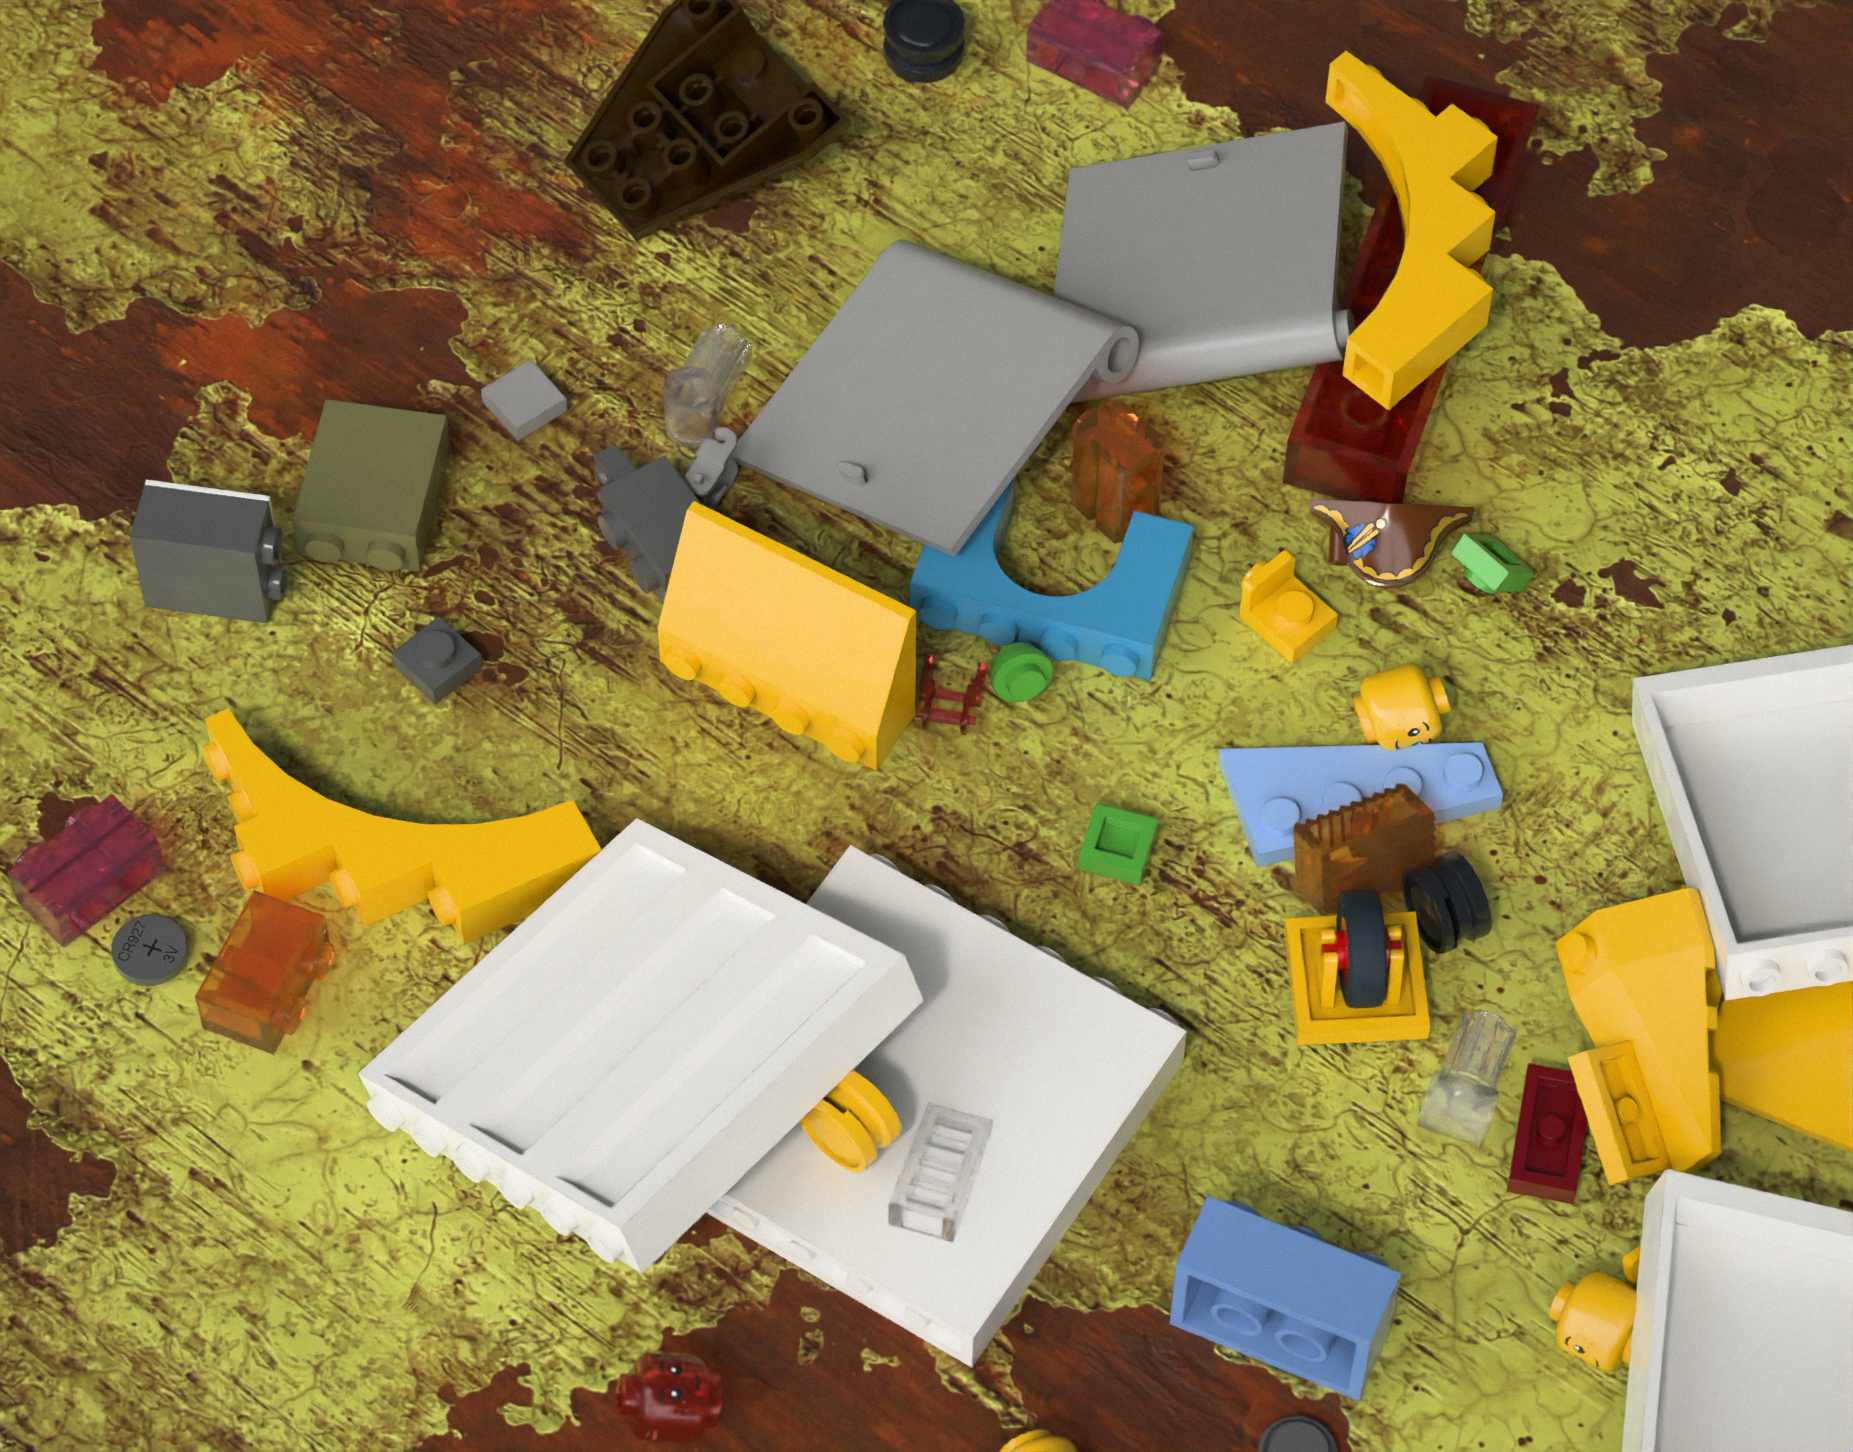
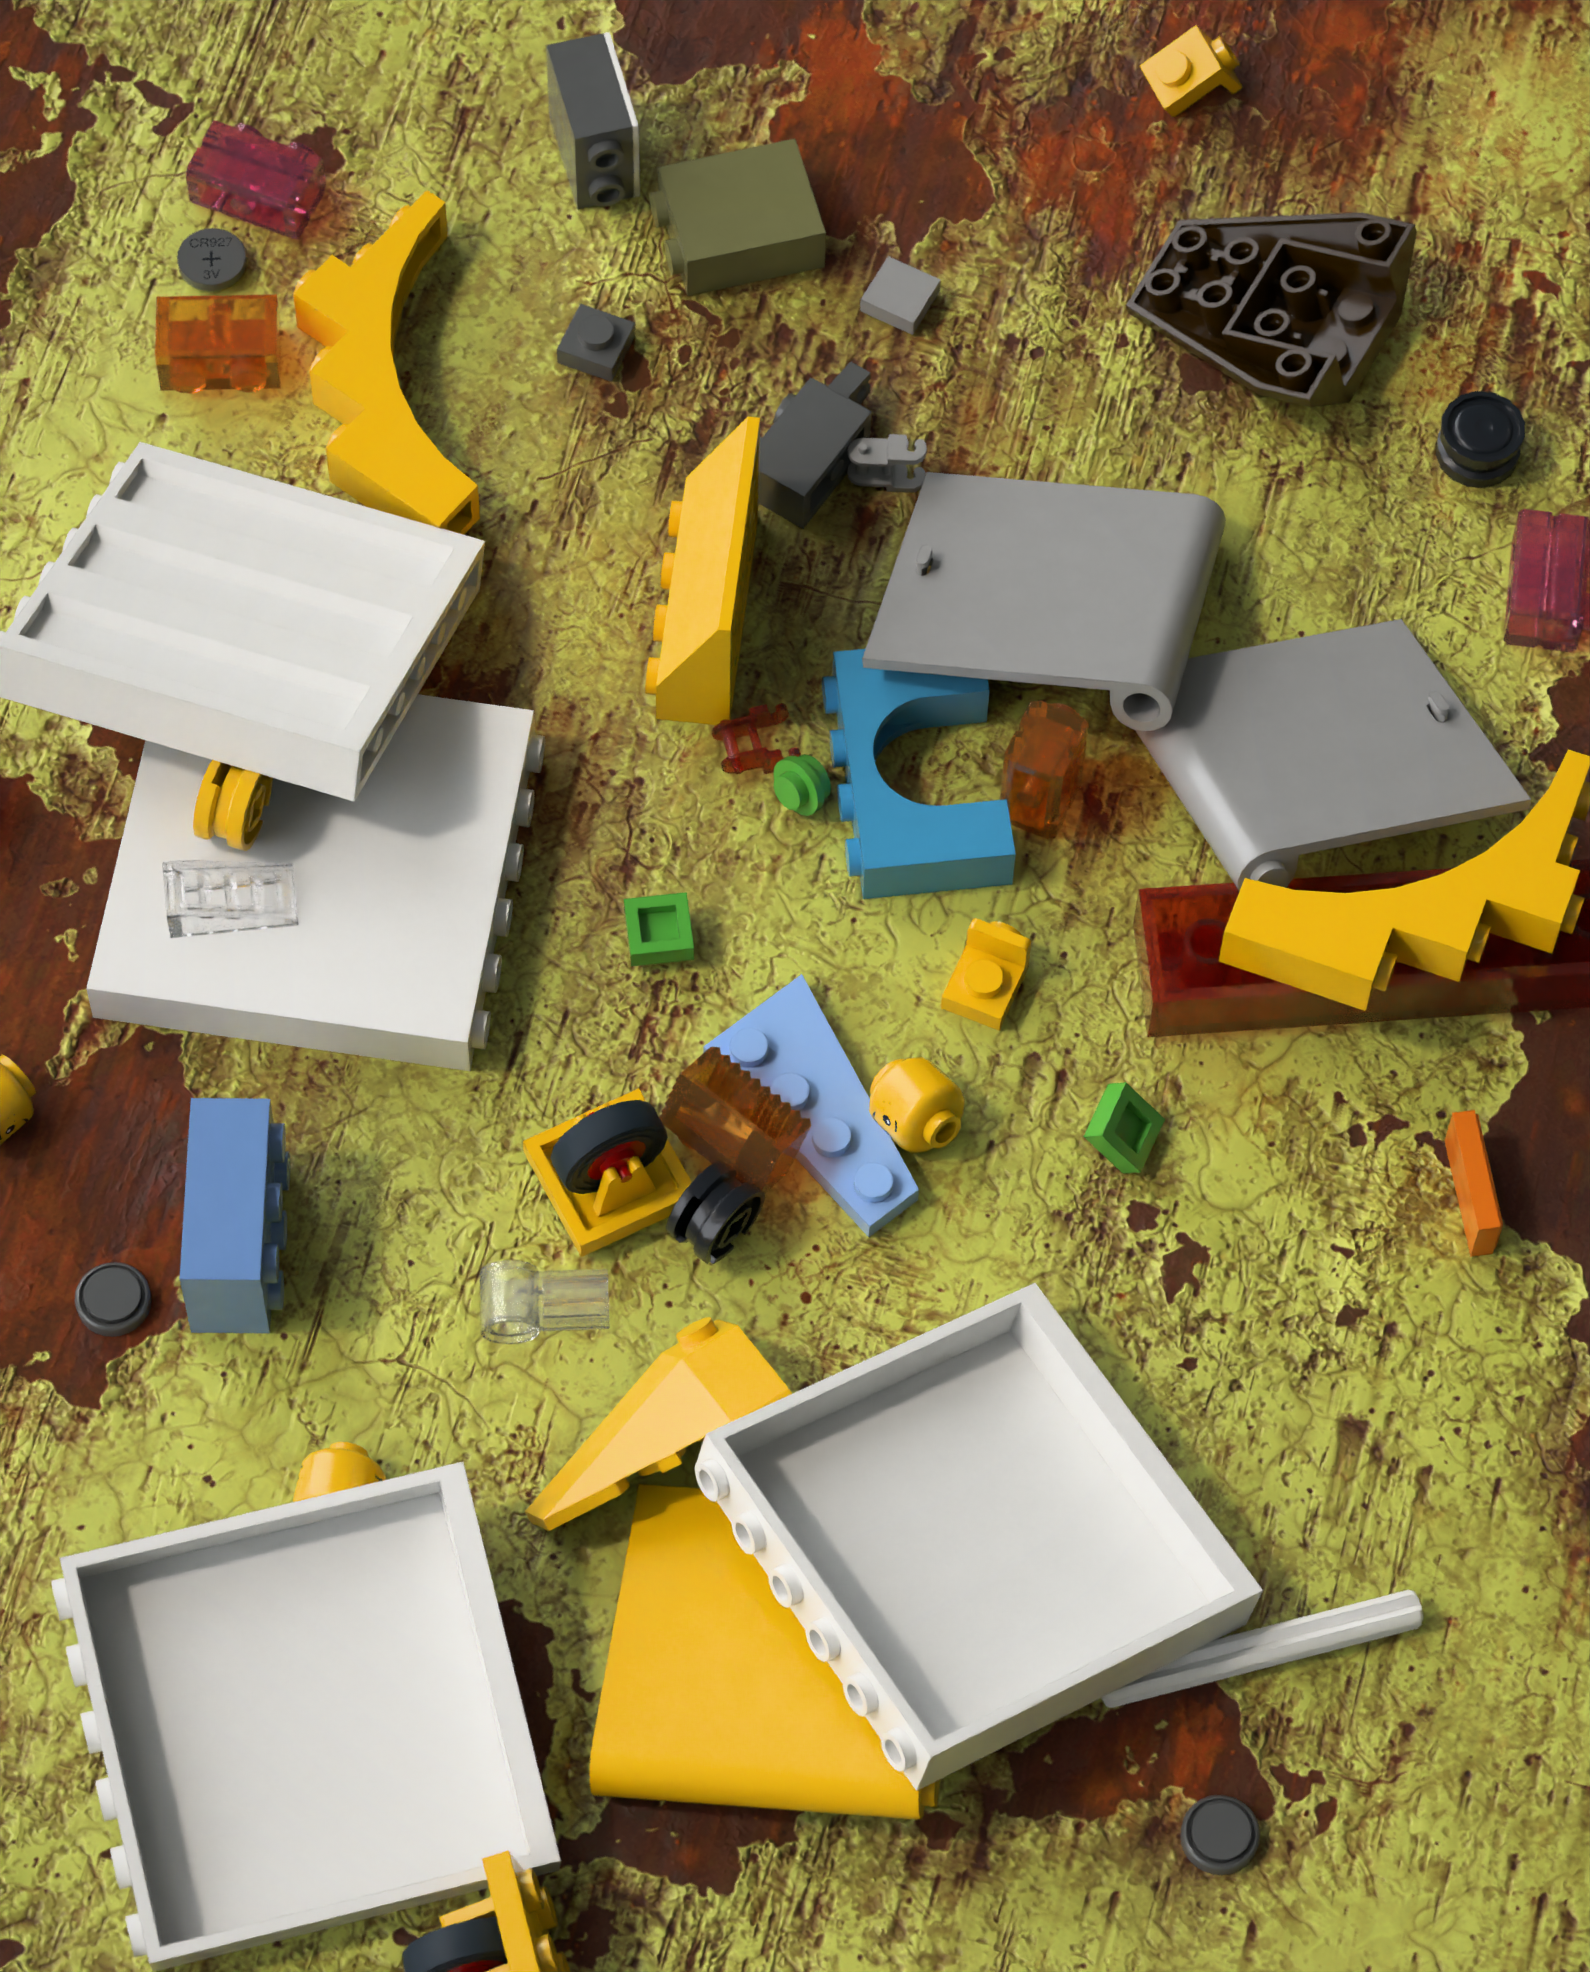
camera: 65 degrees right, 5 degrees up
(413, 85) = (1190, 70): none -> yellow bracket
(703, 385) = (980, 419): clear piece -> none
(1387, 541) = (1097, 1027): reddish brown hat -> none
(1548, 1136) = (520, 1388): dark red plate -> none
(1619, 1113) = (555, 1432): yellow plate -> none
(1658, 336) = (1473, 1183): none -> orange tile

